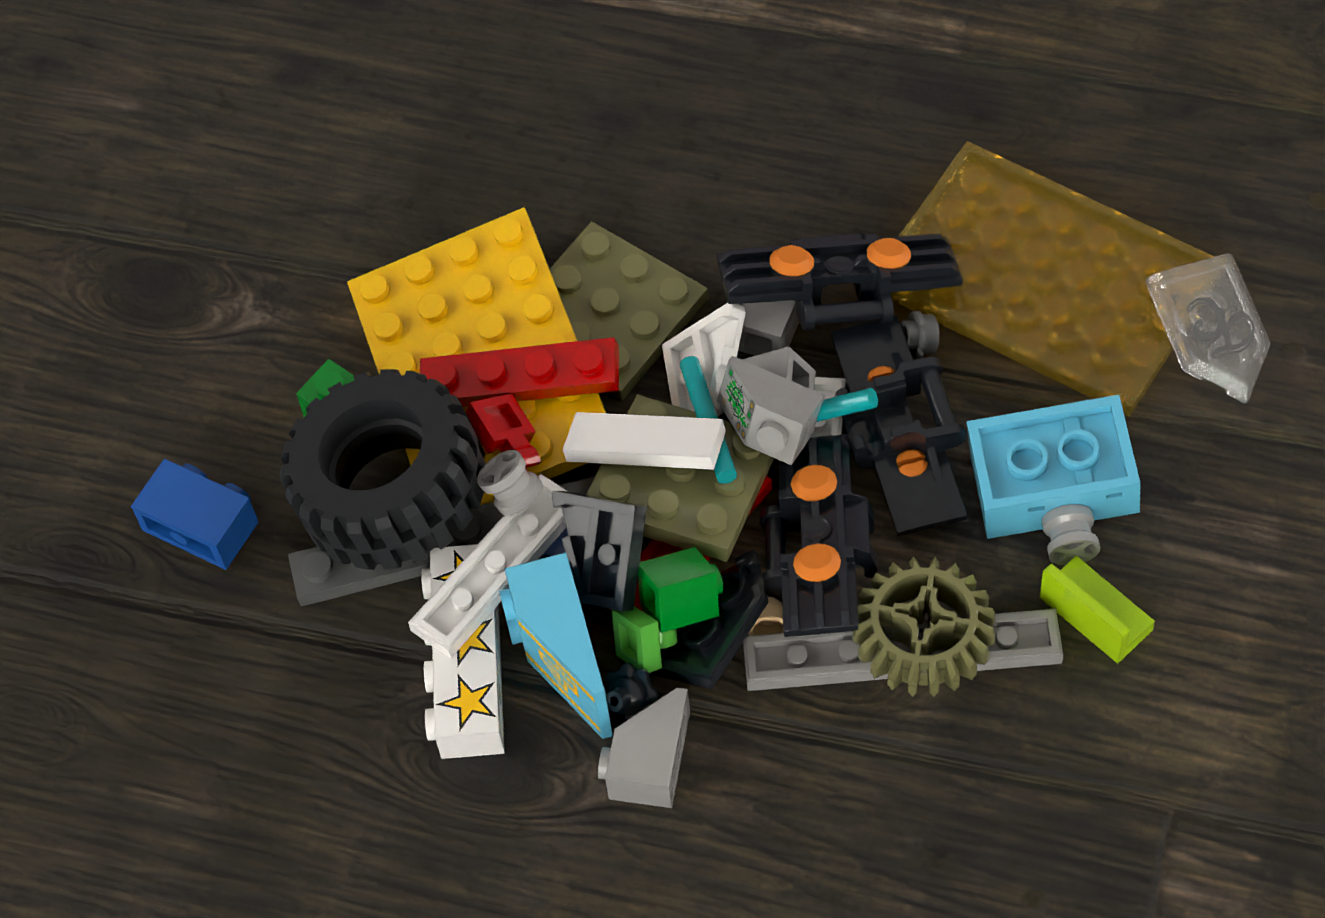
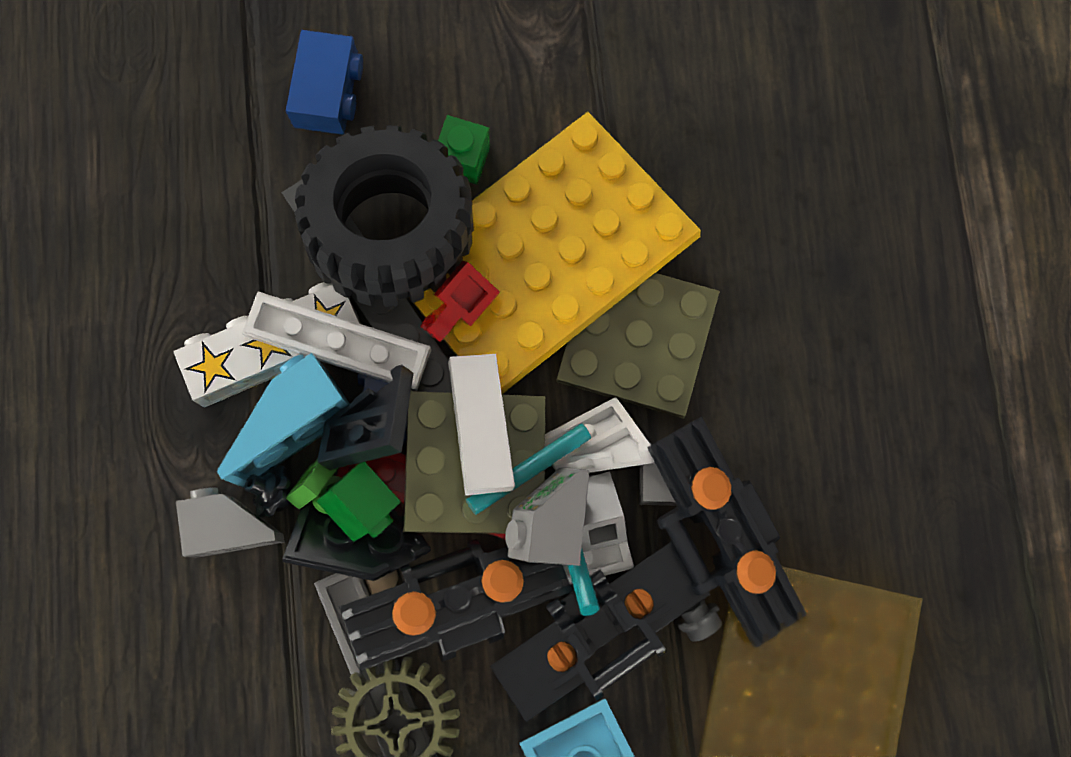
camera: 65 degrees right, 20 degrees up
(509, 482) = (402, 324): light grey wheel -> none
(529, 371) = (525, 292): red plate -> none

